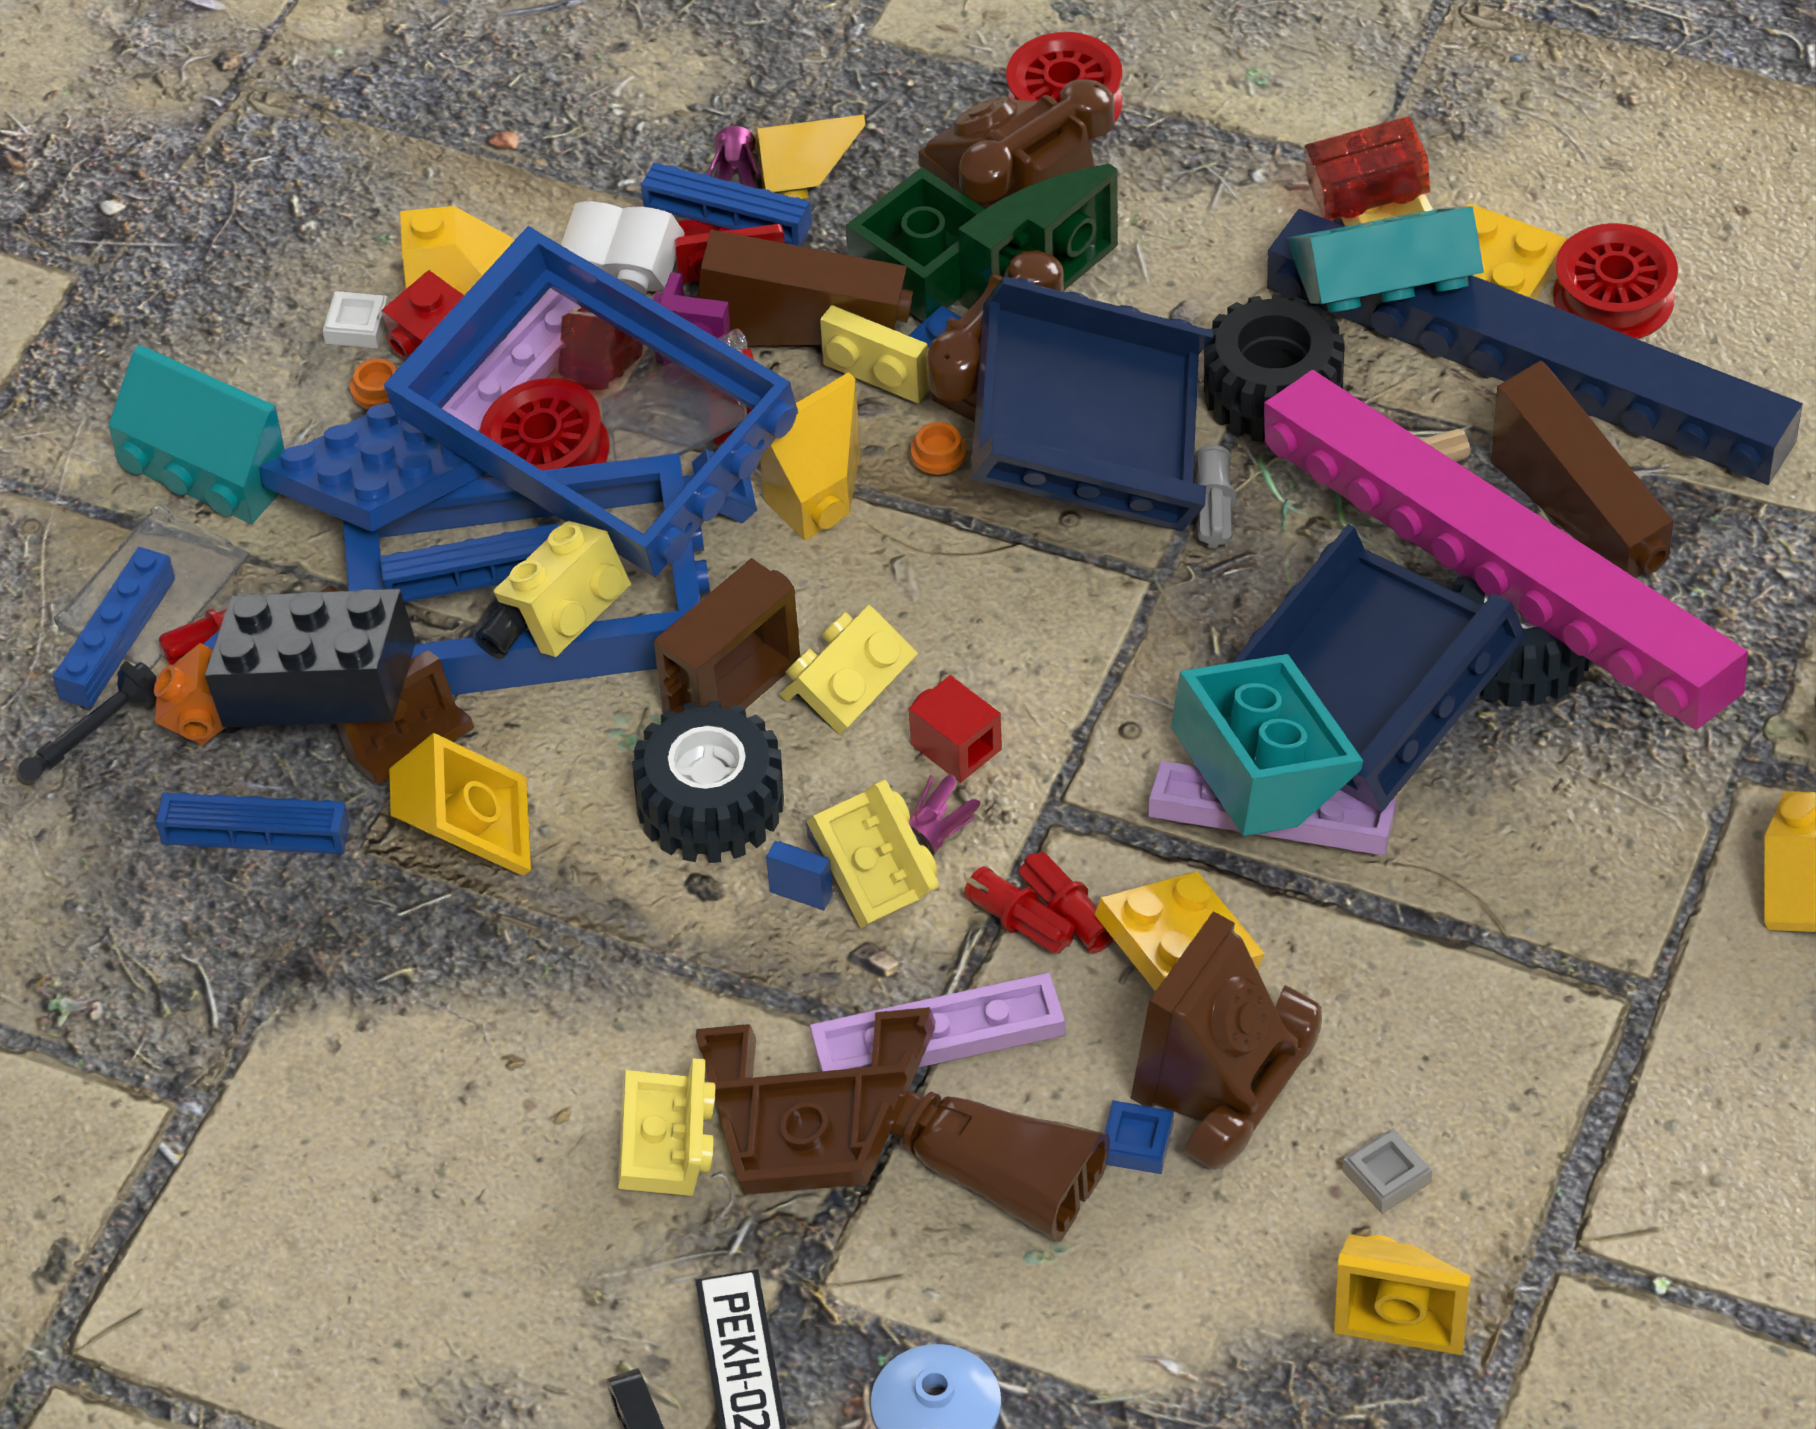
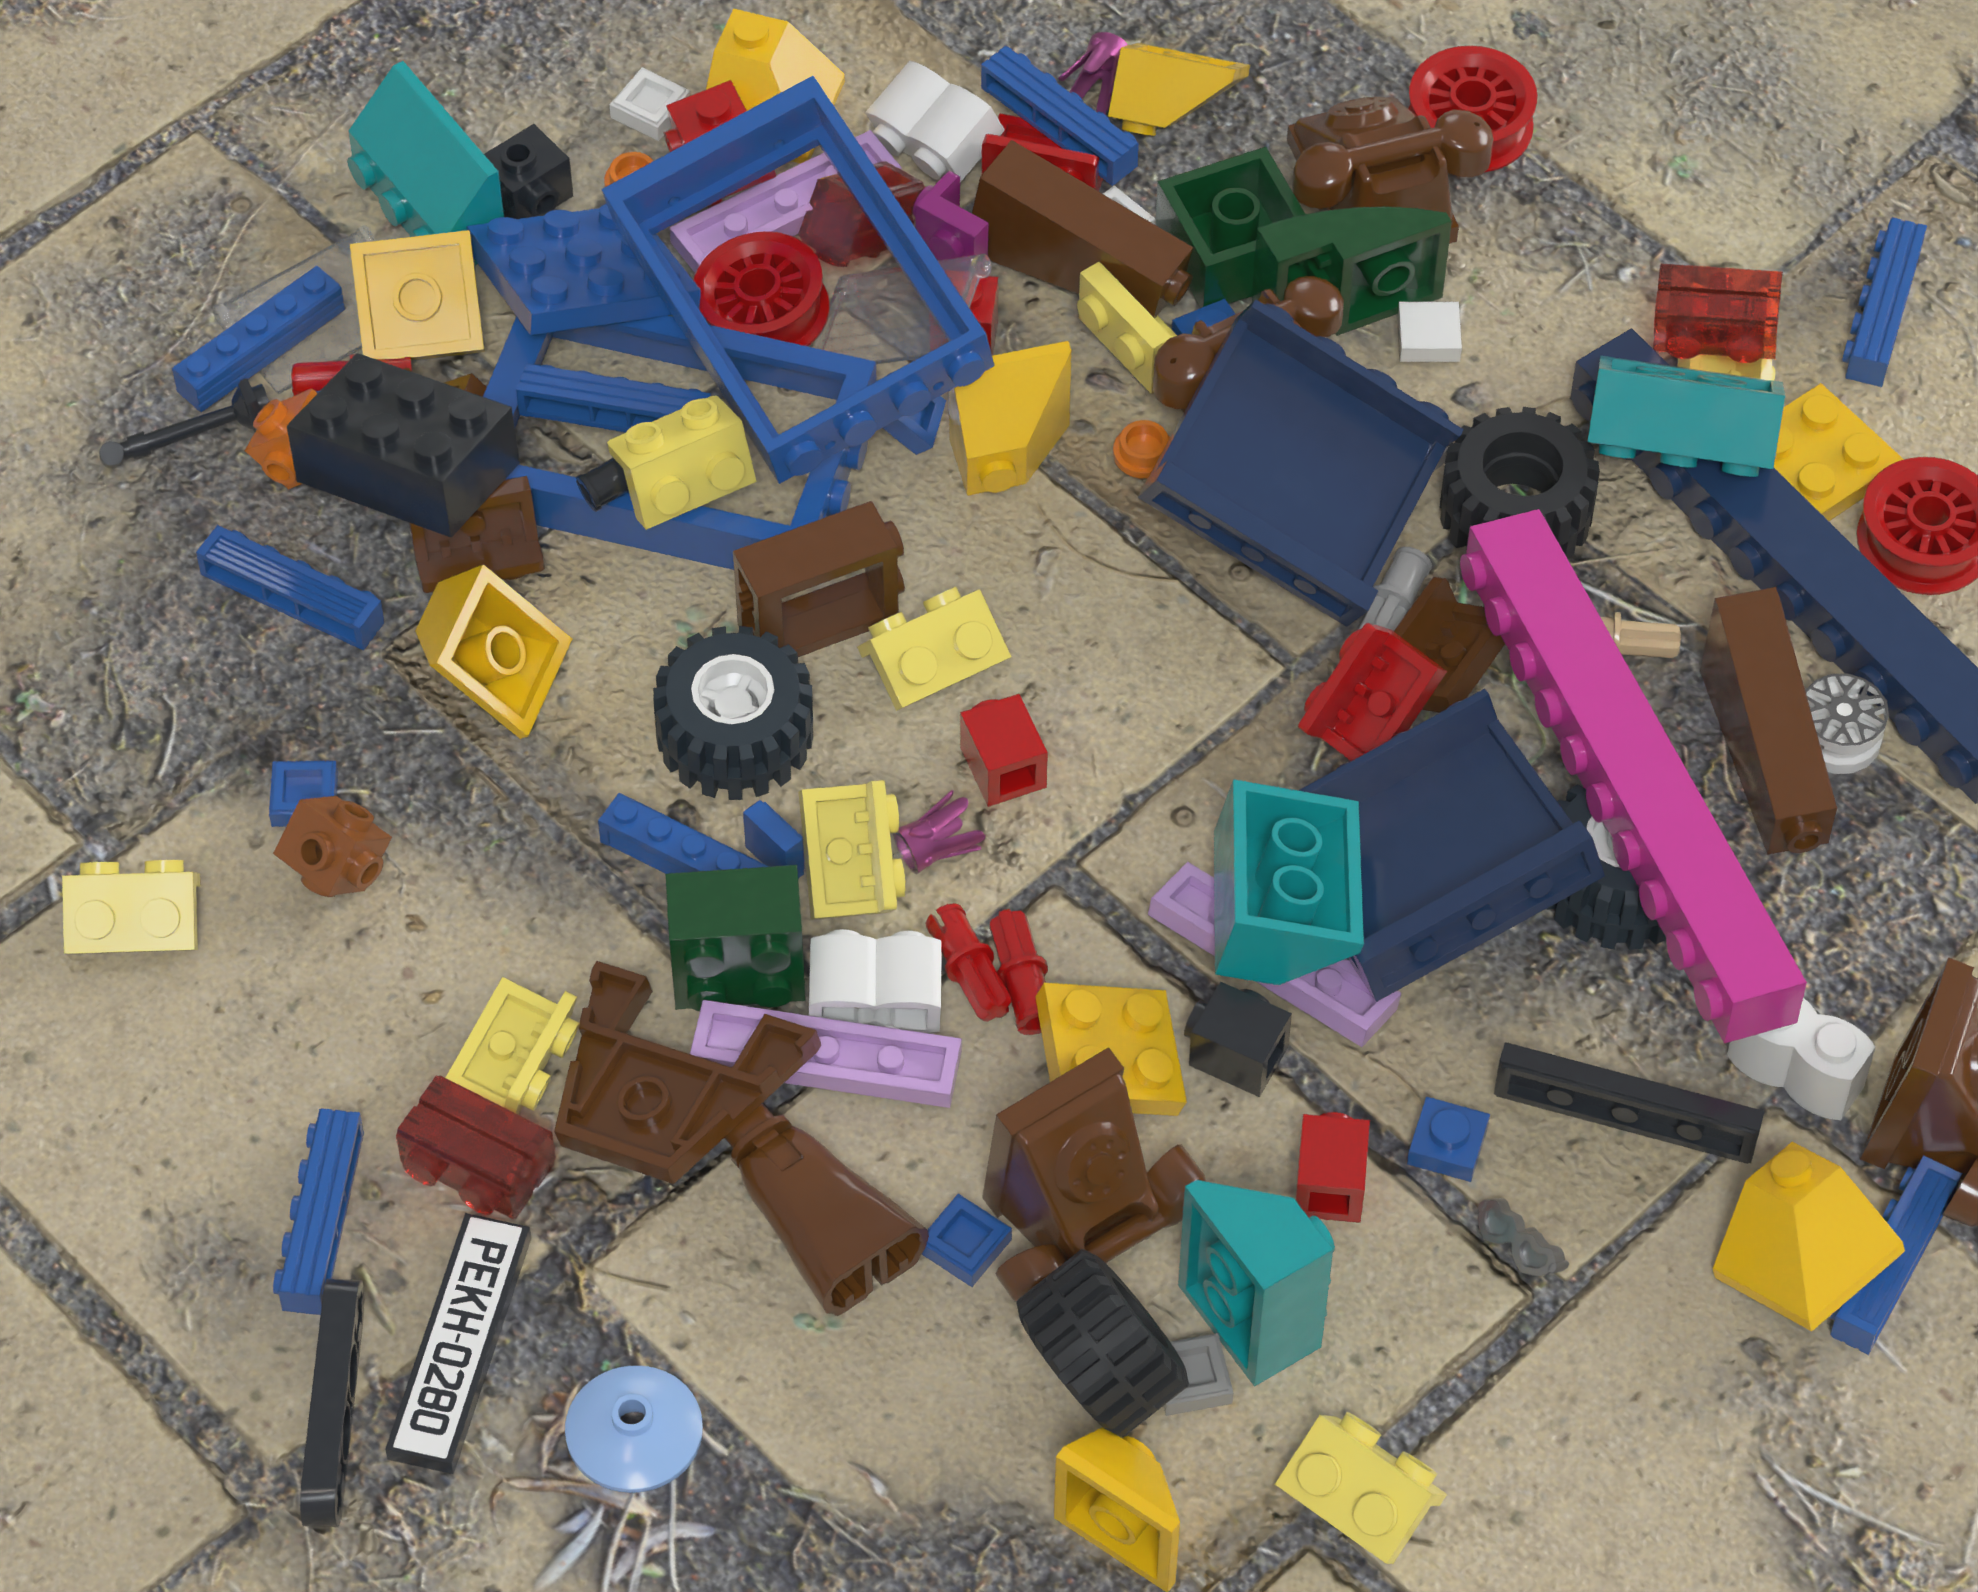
camera: 20 degrees right, 5 degrees up
(243, 540) = (417, 296): none -> yellow plate
(257, 1141) = (130, 910): none -> light yellow bracket
(297, 403) = (531, 174): none -> black brick
(356, 990) = (299, 781): none -> blue tile
(416, 1019) = (333, 846): none -> dark orange brick
(563, 1329) = (319, 1210): none -> blue piece
(675, 1222) = (474, 1148): none -> clear red brick
(735, 915) = (664, 841): none -> blue piece
(816, 959) = (736, 936): none -> dark green brick
(949, 953) = (877, 980): none -> white brick
(1124, 274) = (1429, 332): none -> white tile
(1246, 569) = (1371, 692): none -> red bracket
(1277, 520) = (1454, 638): none -> reddish brown bracket
(1282, 883) = (1238, 1037): none -> black brick
(1316, 1163) = (1102, 1343): none -> black tyre
(1412, 1058) = (1255, 1274): none -> teal slope
(1416, 958) = (1332, 1166): none -> red brick
(1483, 123) = (1883, 301): none -> blue piece
(1494, 902) = (1448, 1139): none -> blue plate
(1579, 1203) = (1360, 1485): none -> light yellow bracket
(1611, 961) = (1529, 1247): none -> flat silver piece
(1628, 815) = (1628, 1103): none -> black tile
(1642, 451) = (1837, 704): none -> white wheel
(1758, 728) = (1815, 1060): none -> white brick

